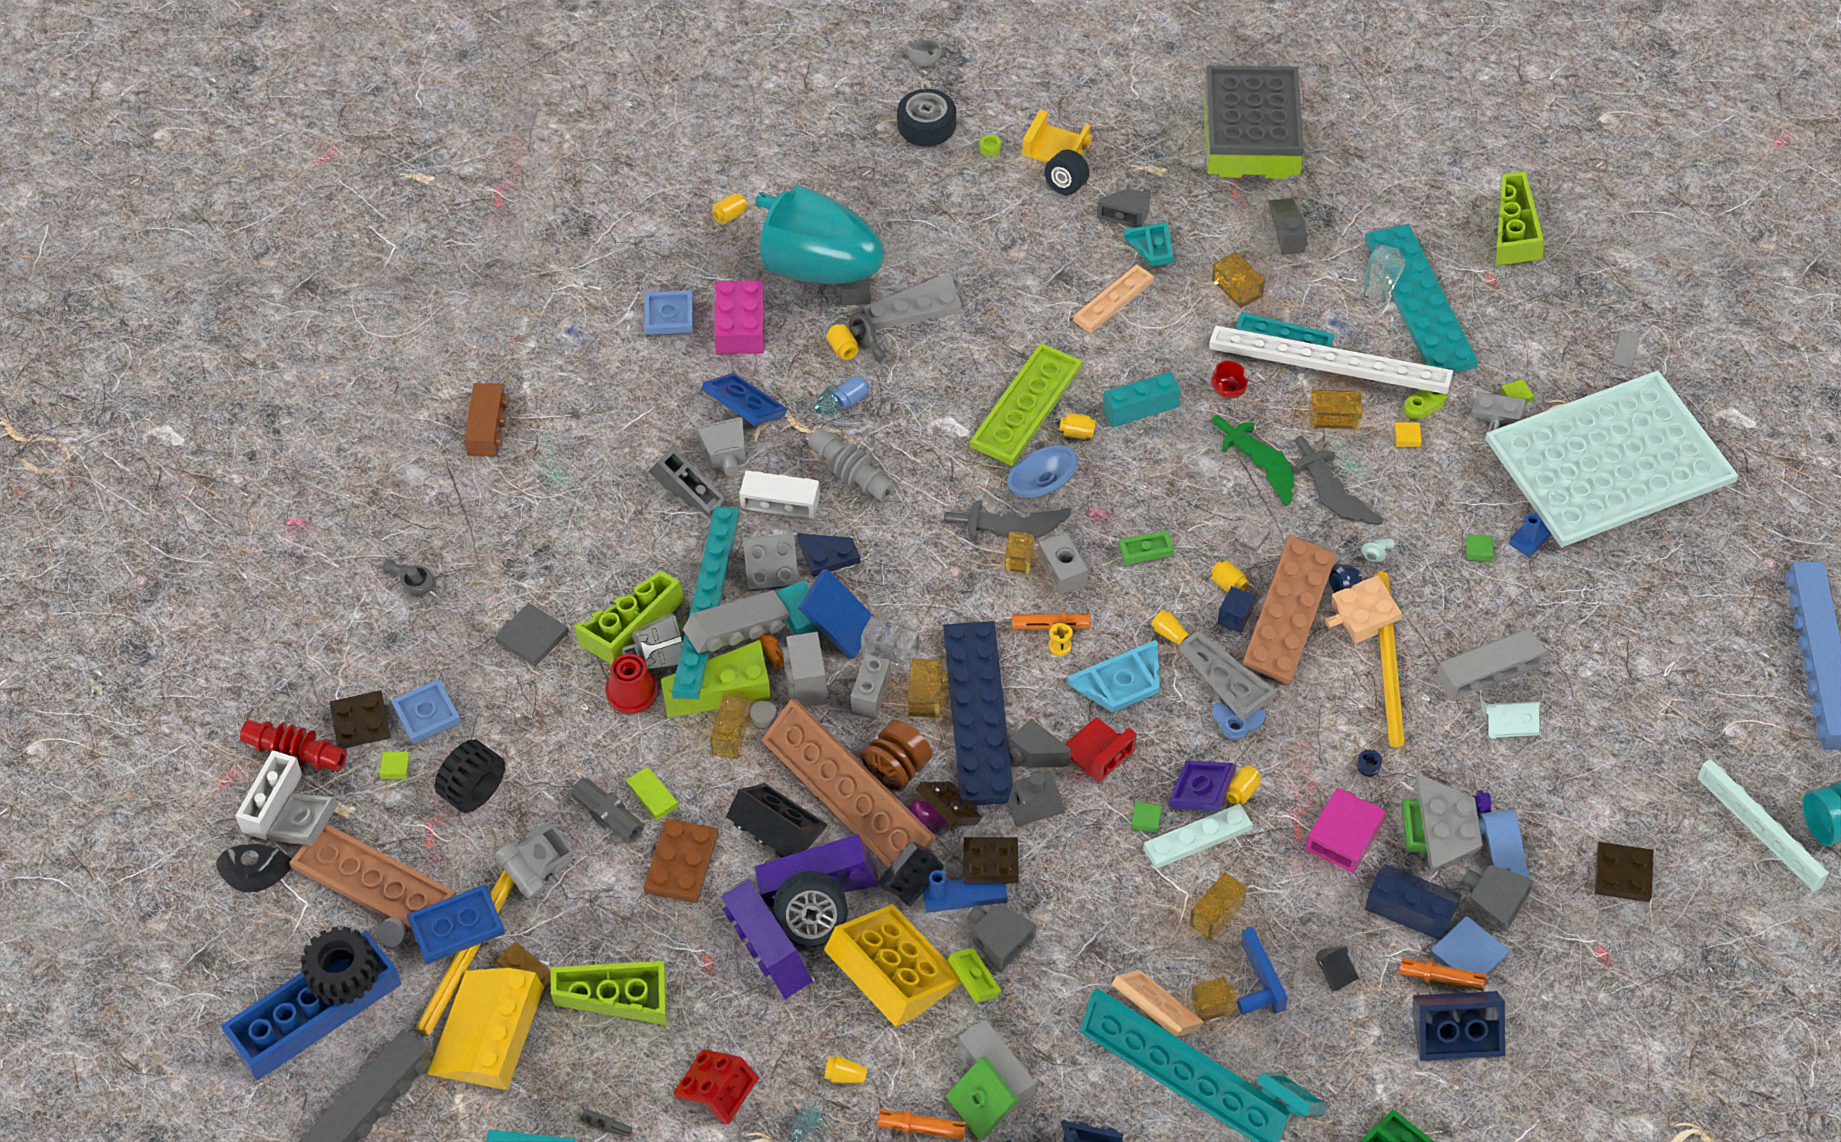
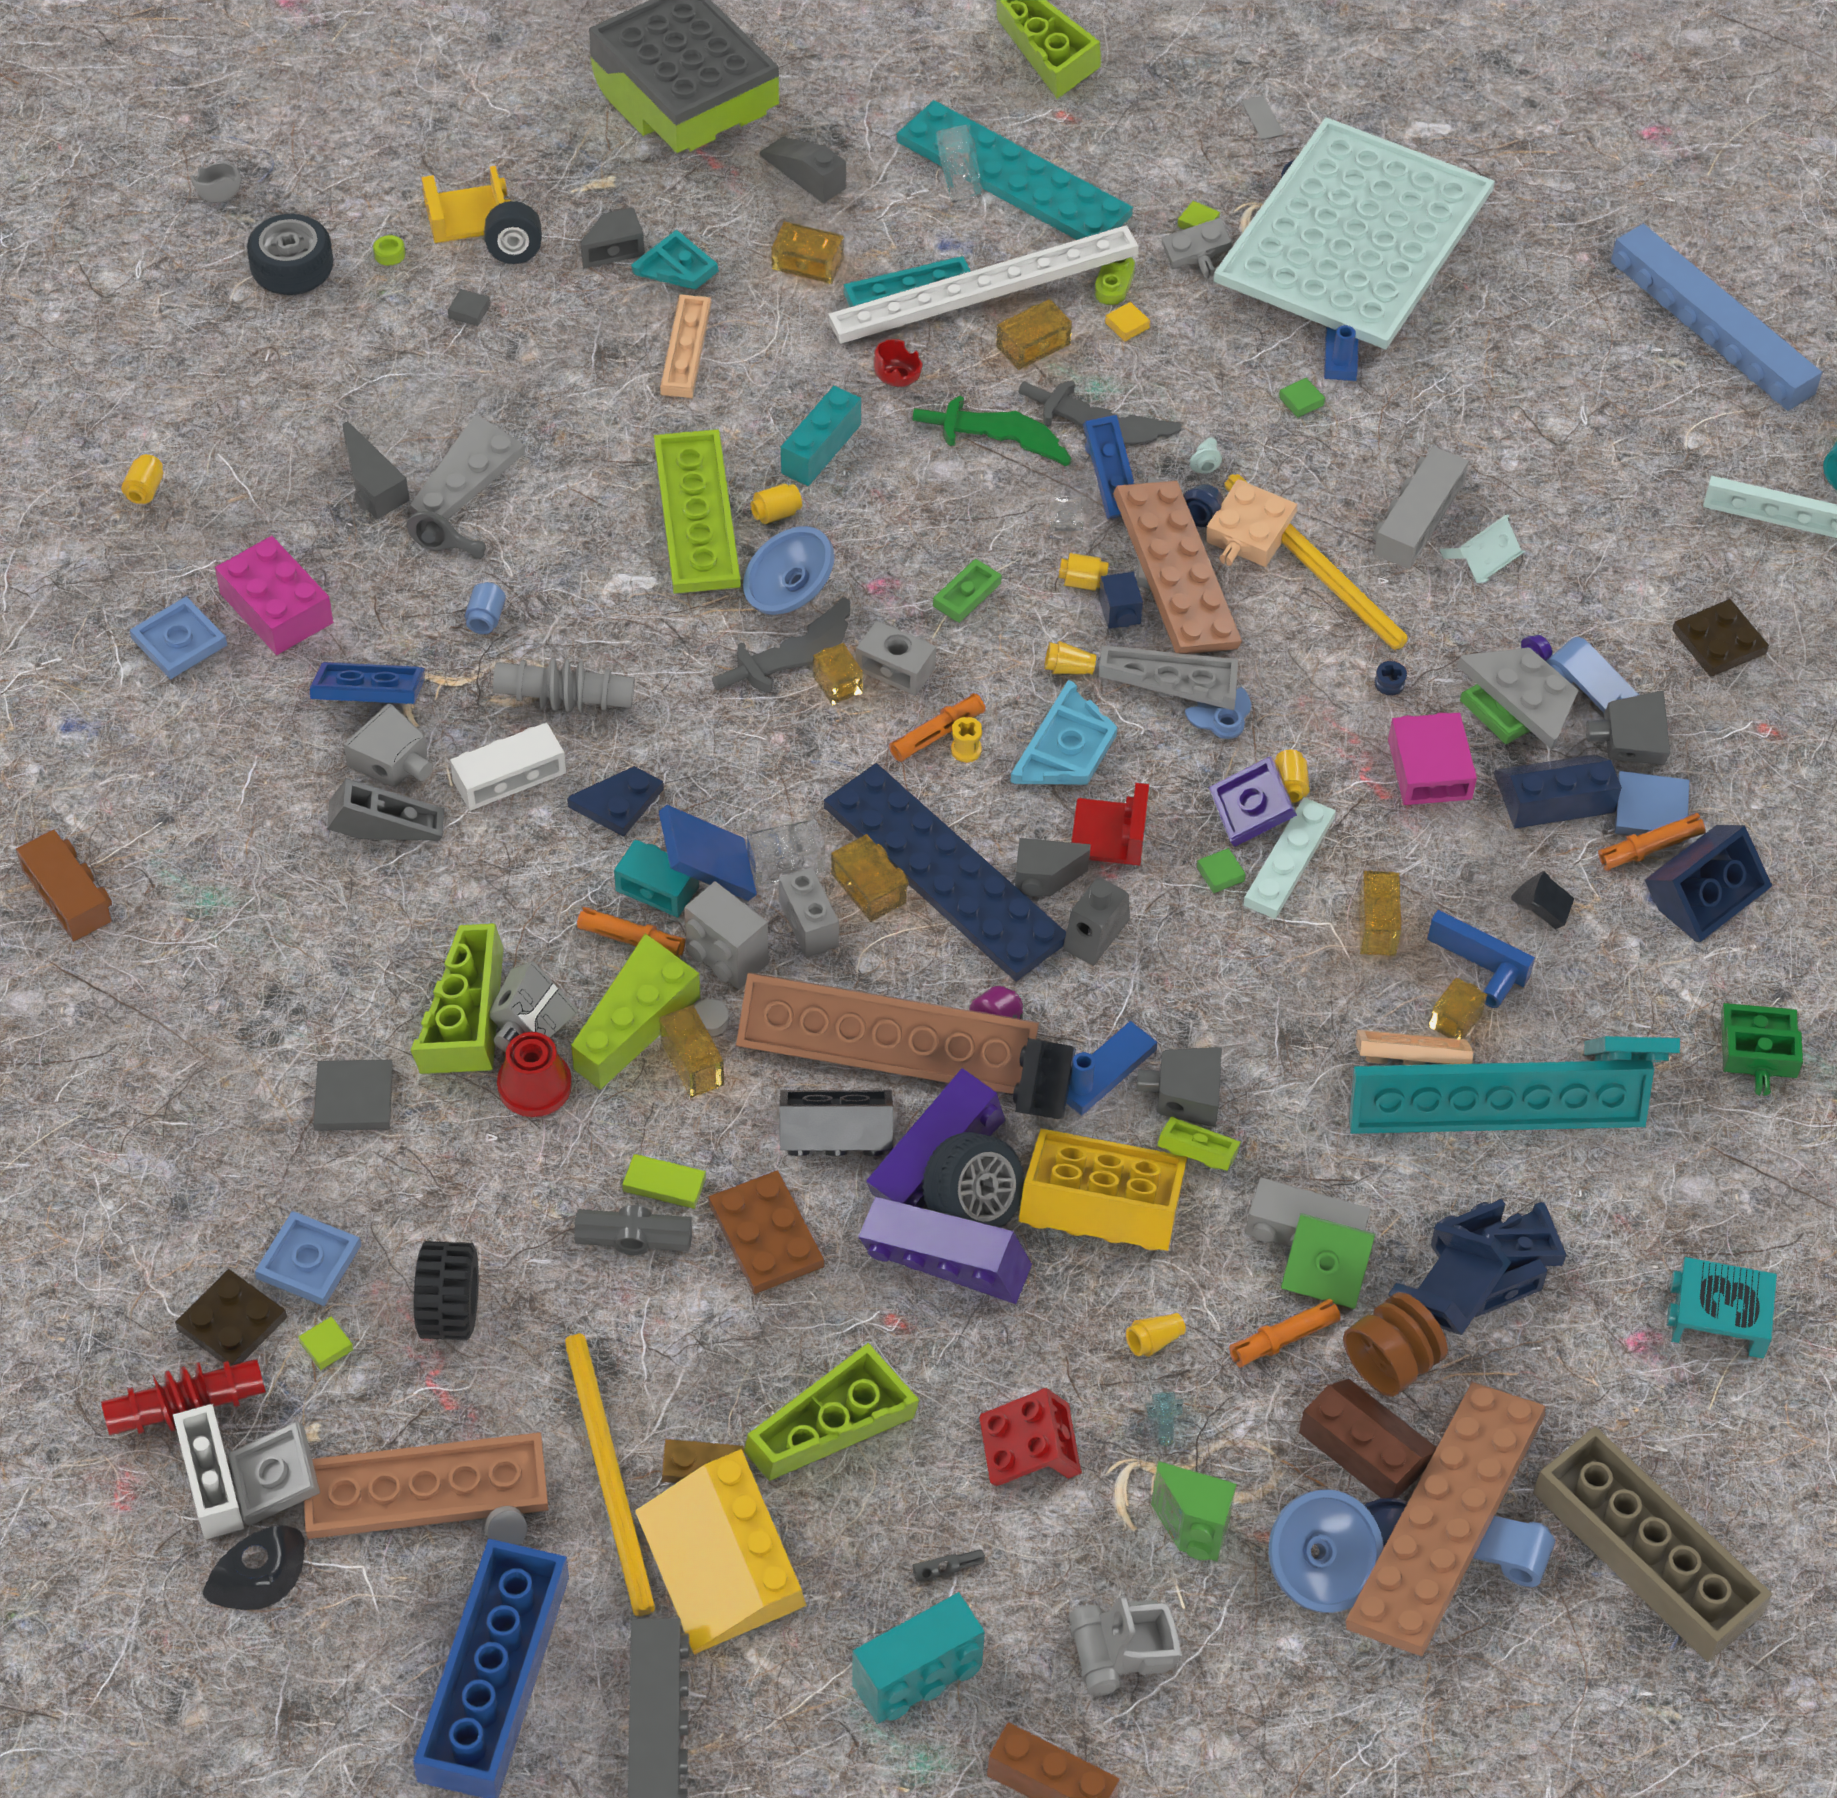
camera: 40 degrees left, 0 degrees up
(345, 984) = (499, 1564): black tyre -> none
(413, 578) = (147, 1118): dark grey piece -> none
(455, 924) = (579, 1466): blue tile -> none
(535, 858) = (604, 1335): light grey piece -> none
(707, 595) = (543, 932): teal plate -> none
(736, 622) = (608, 928): light grey brick -> none
(770, 561) = (571, 842): light grey plate -> none
(817, 239) = (315, 448): teal windscreen -> none
(826, 403) = (467, 633): clear light blue plate -> none
(842, 341) = (421, 557): yellow brick -> none
(896, 755) = (912, 961): dark orange wheel -> none
(948, 803) = (1028, 982): dark brown plate -> none
(990, 859) = (1105, 1014): dark brown plate -> none
(1005, 205) = (469, 307): none -> dark grey tile
(1306, 512) = (1108, 459): none -> blue piece

